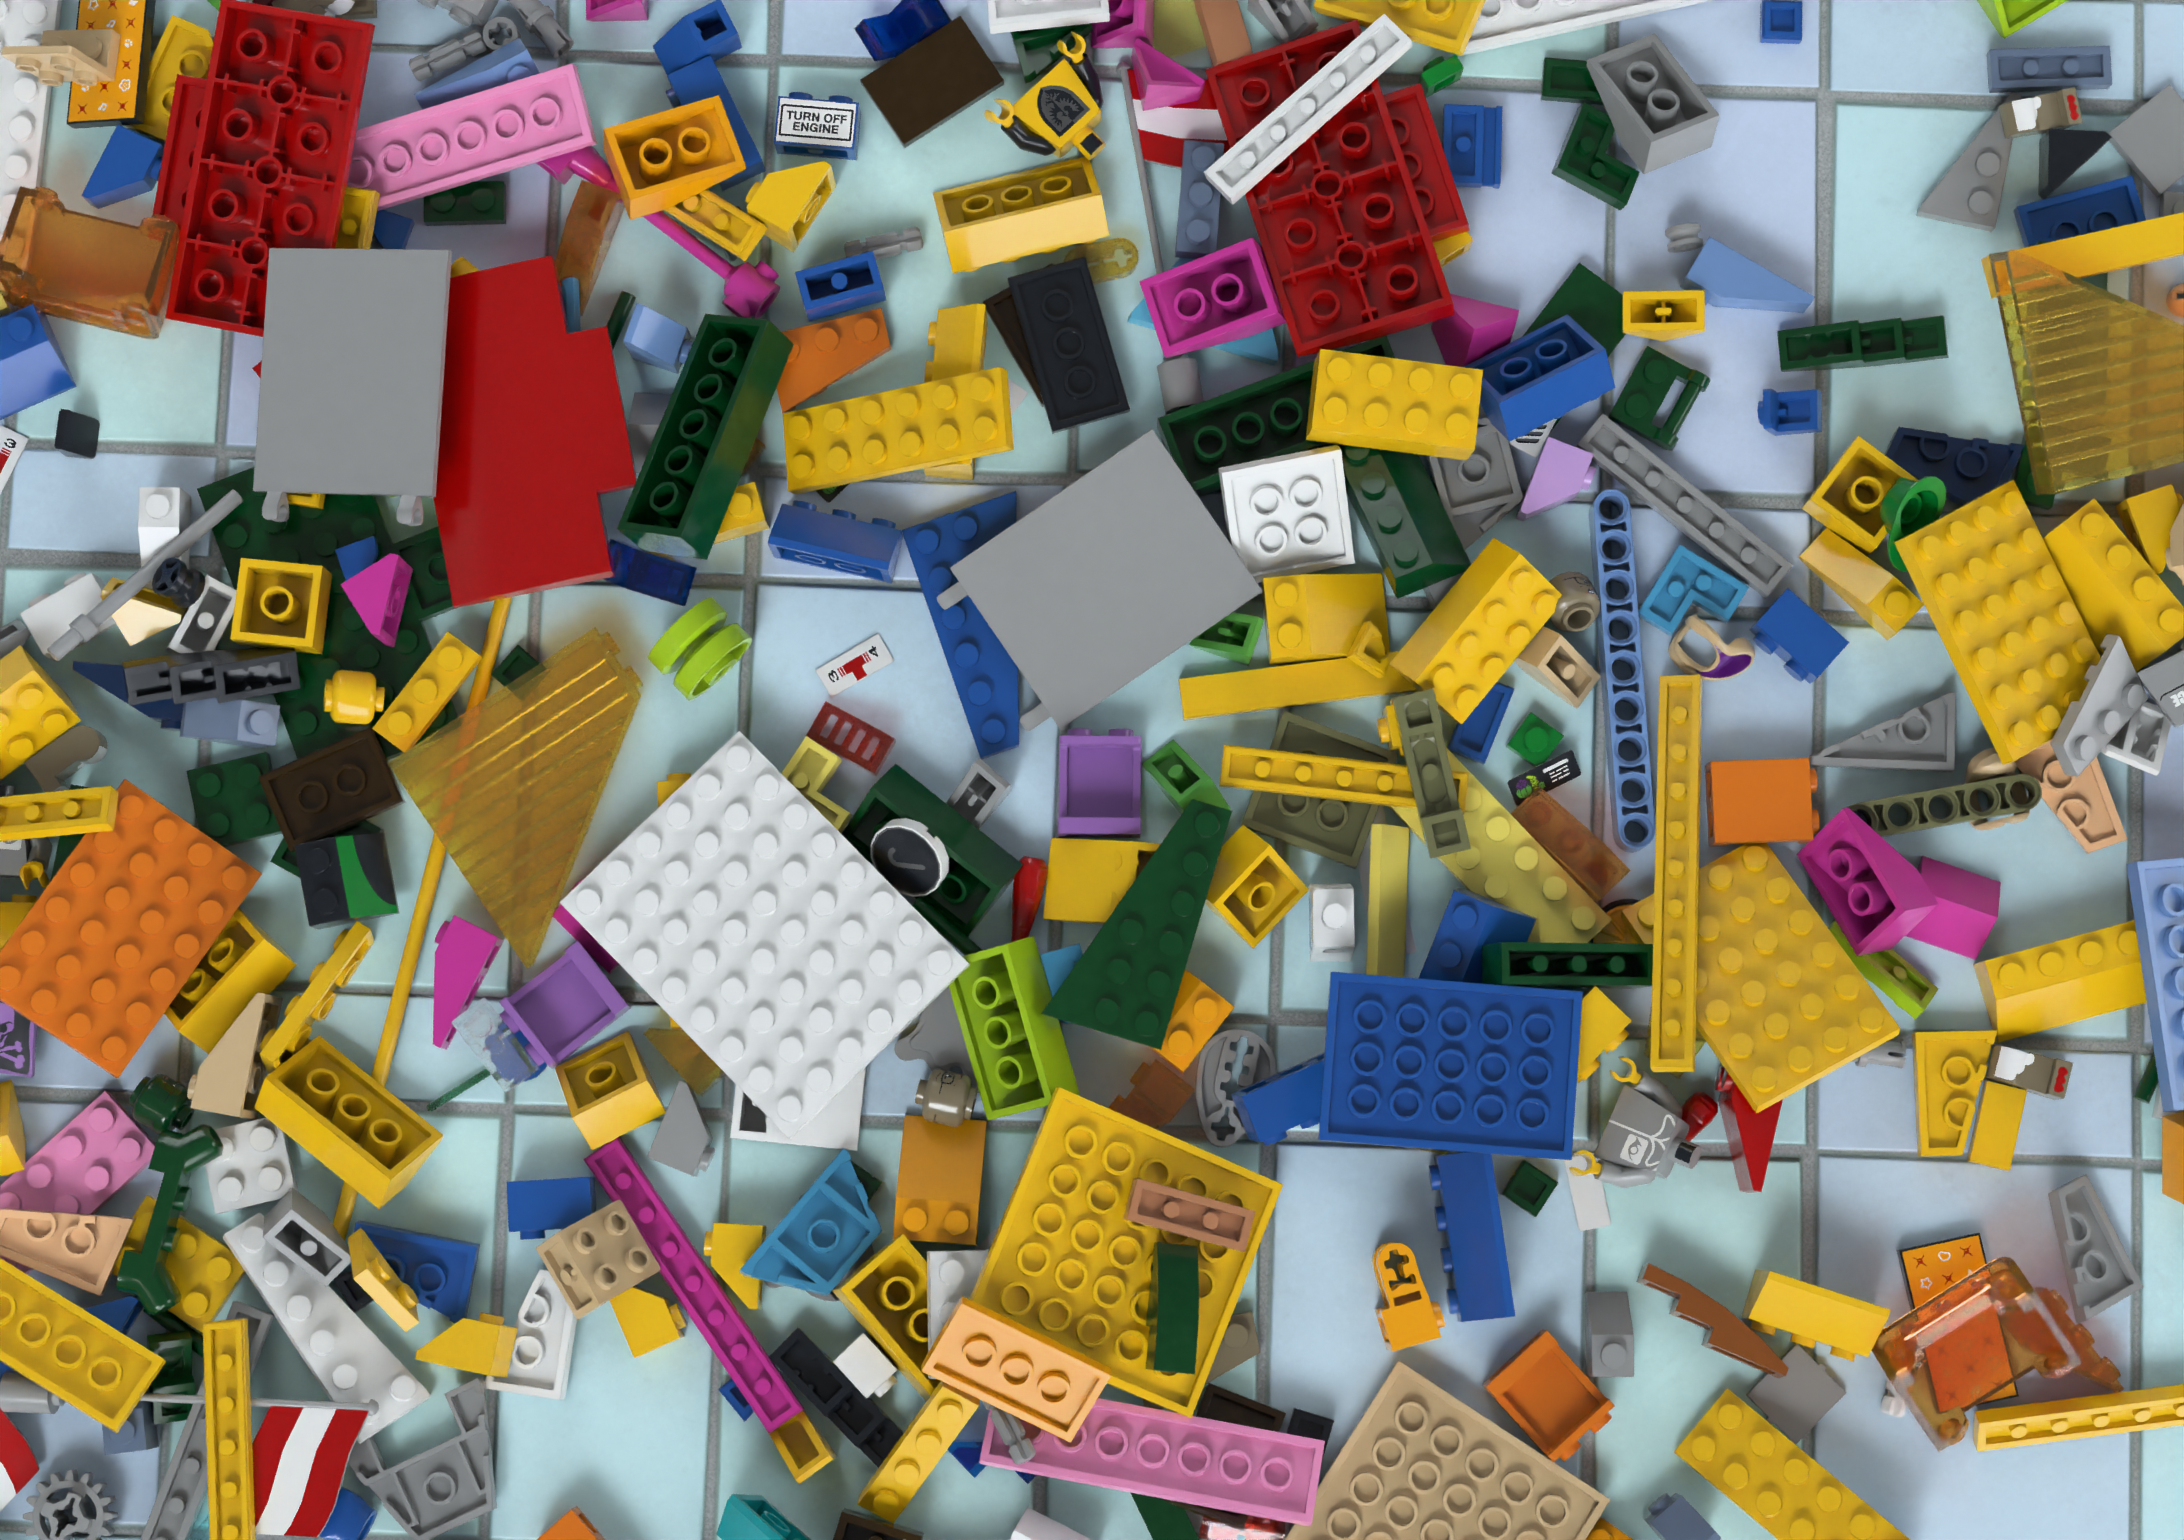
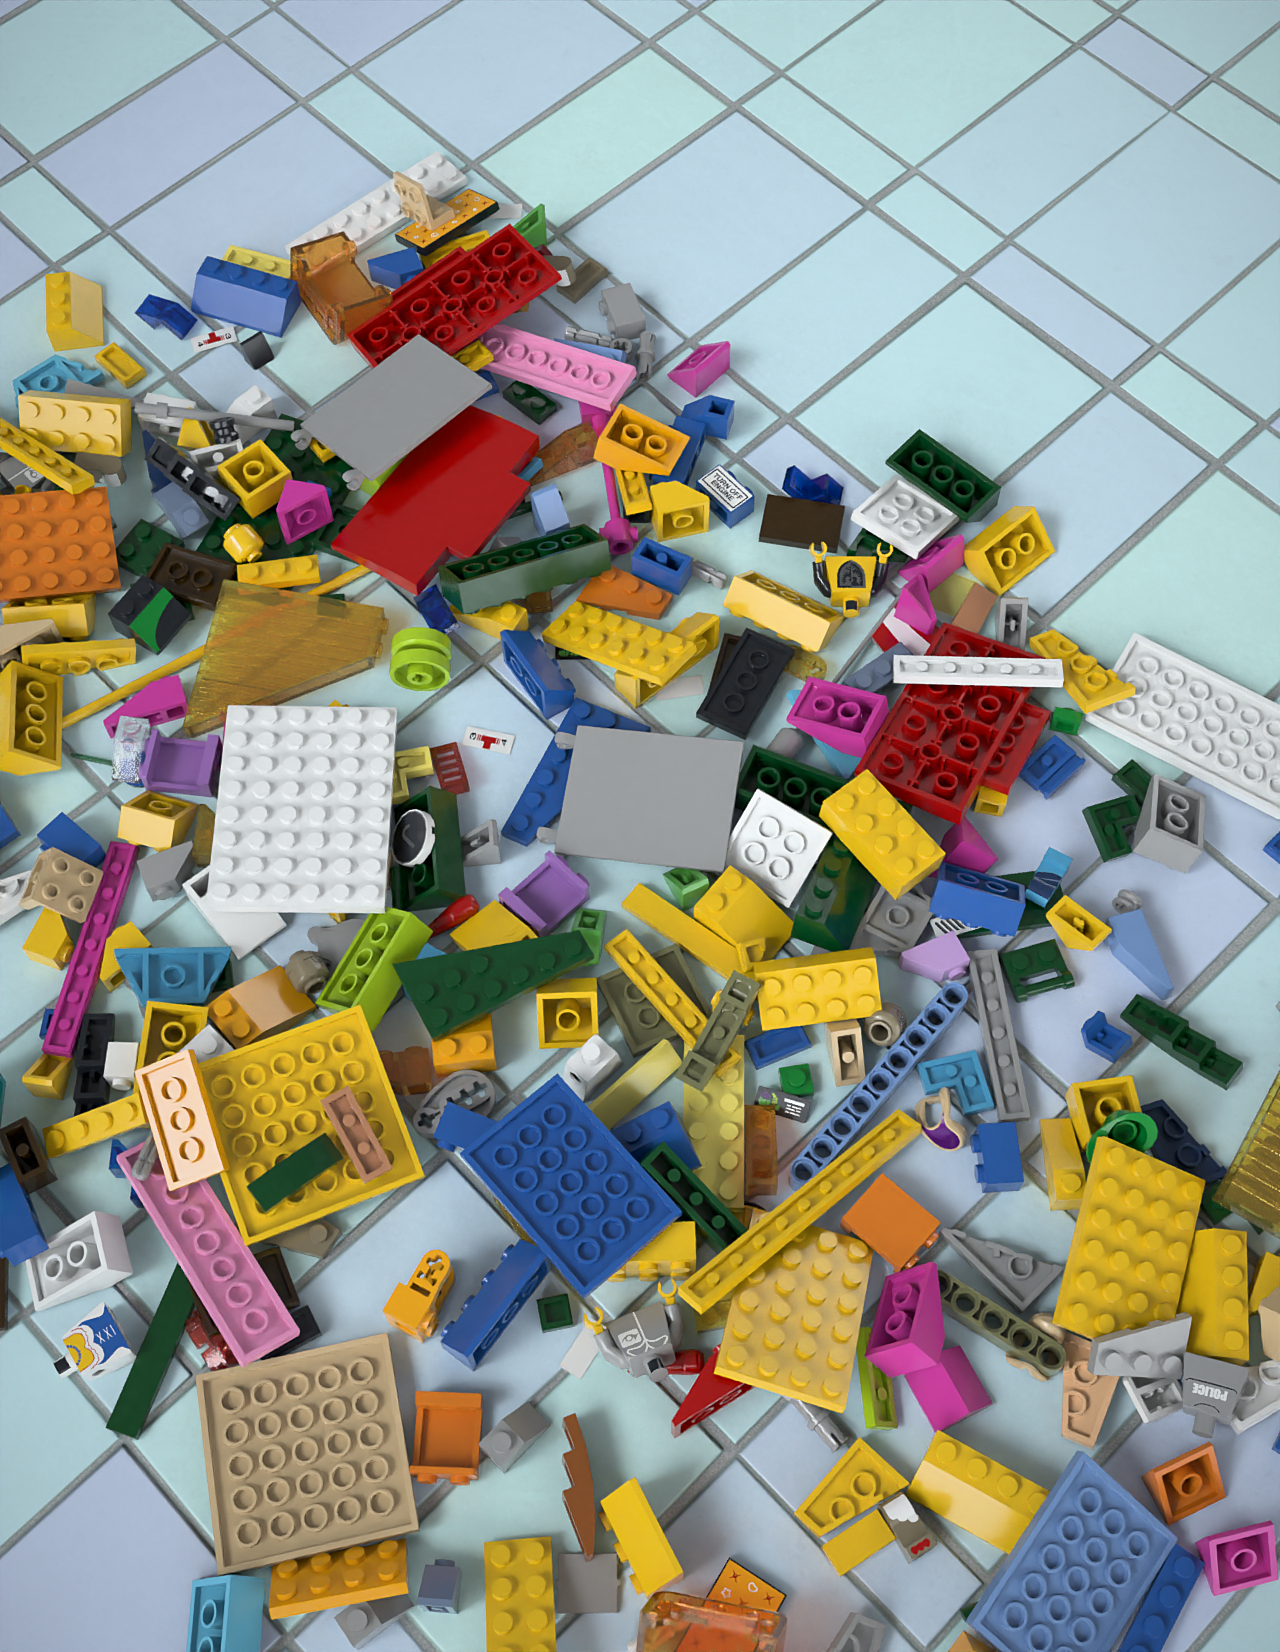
camera: 45 degrees right, 20 degrees down
(1587, 287) = (1048, 877): none -> dark azure leg

